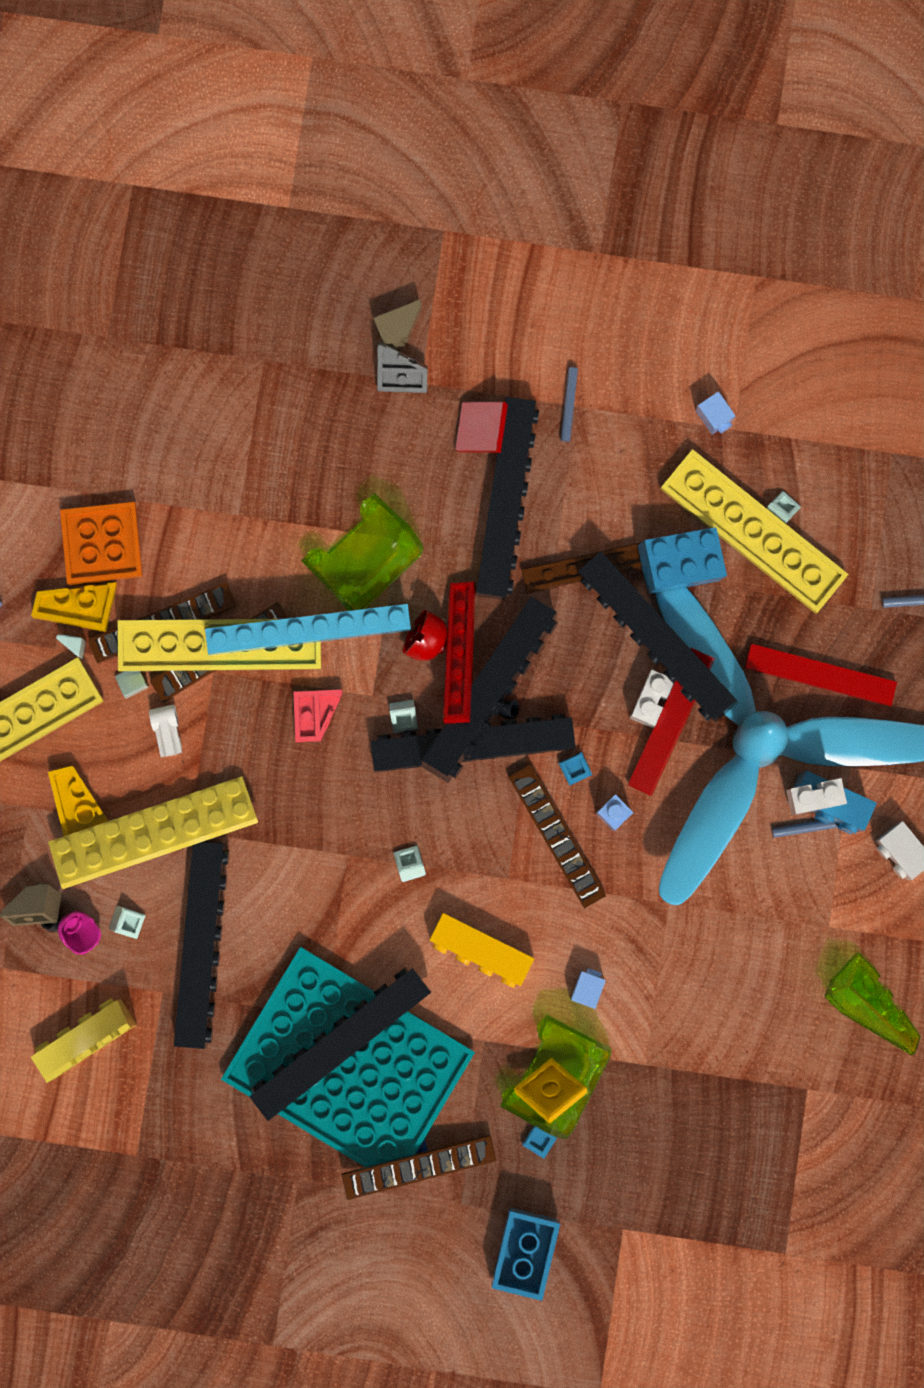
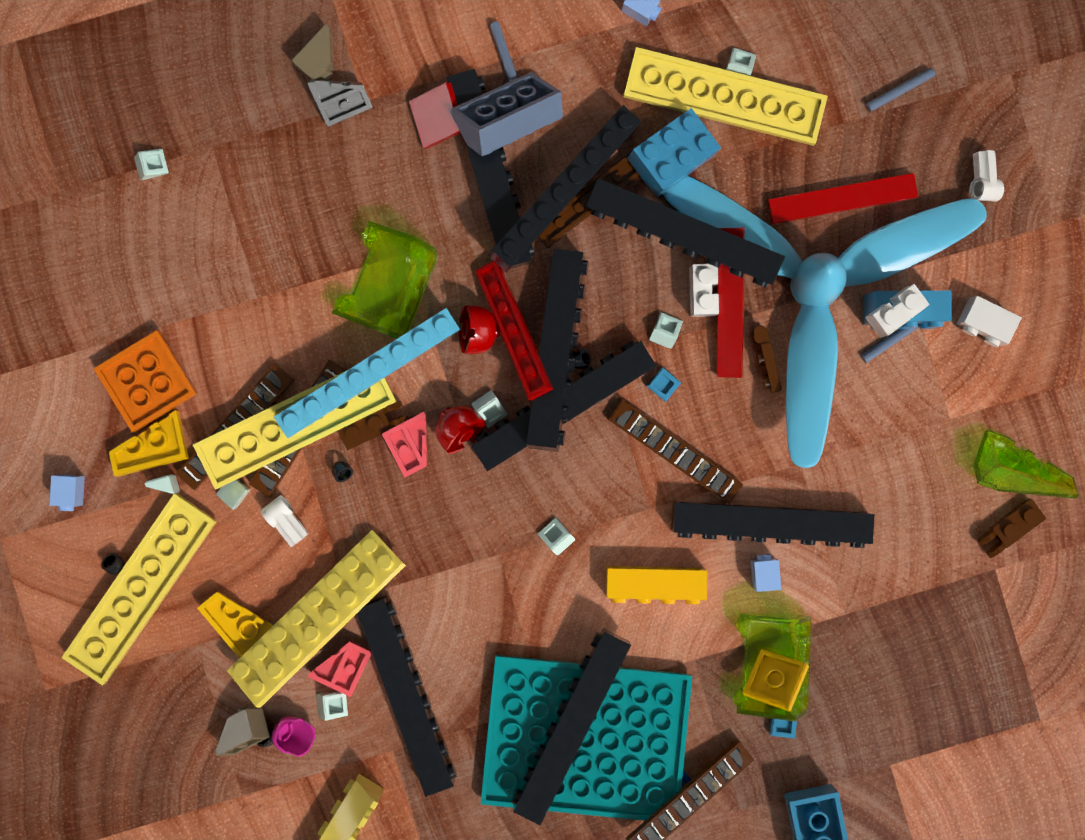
camera: 25 degrees left, 5 degrees up
(154, 892) = (343, 668): none -> coral wing
(201, 350) = (151, 164): none -> light aqua slope
(240, 709) = (341, 471): none -> black hinge
(286, 680) = (370, 426): none -> reddish brown hinge
(366, 717) = (457, 426): none -> red cylinder
(547, 455) = (508, 113): none -> sand blue slope
(566, 546) = (564, 188): none -> black brick
(600, 720) = (666, 330): none -> light aqua slope
(614, 813) = (717, 407): light blue brick -> none
(616, 944) = (772, 522): none -> black brick
(681, 788) = (766, 358): none -> reddish brown hinge
(842, 1056) = (1012, 527): none -> reddish brown hinge

